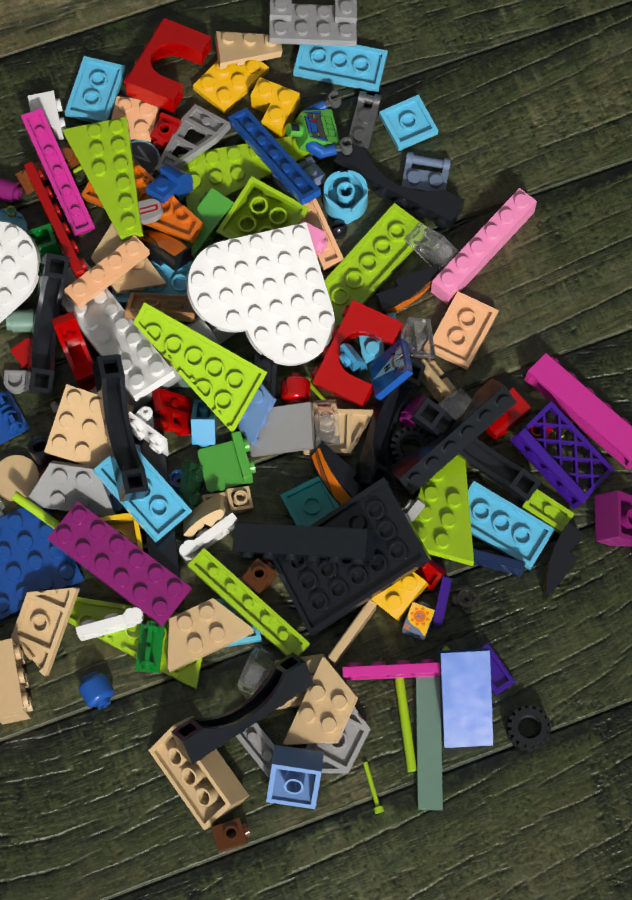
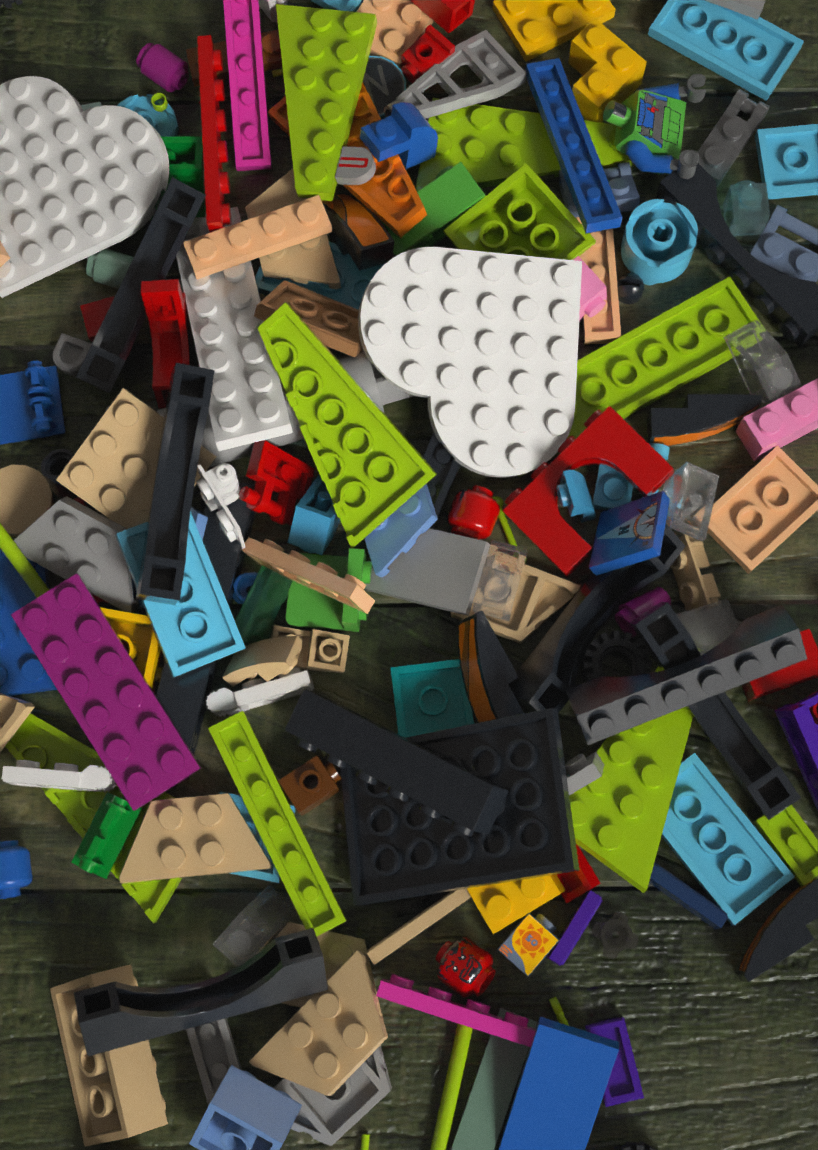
camera: 25 degrees right, 5 degrees up
(213, 456) = (319, 577): none -> light nougat plate
(387, 646) = (465, 967): none -> red head
(389, 160) = (746, 208): none -> clear light blue brick

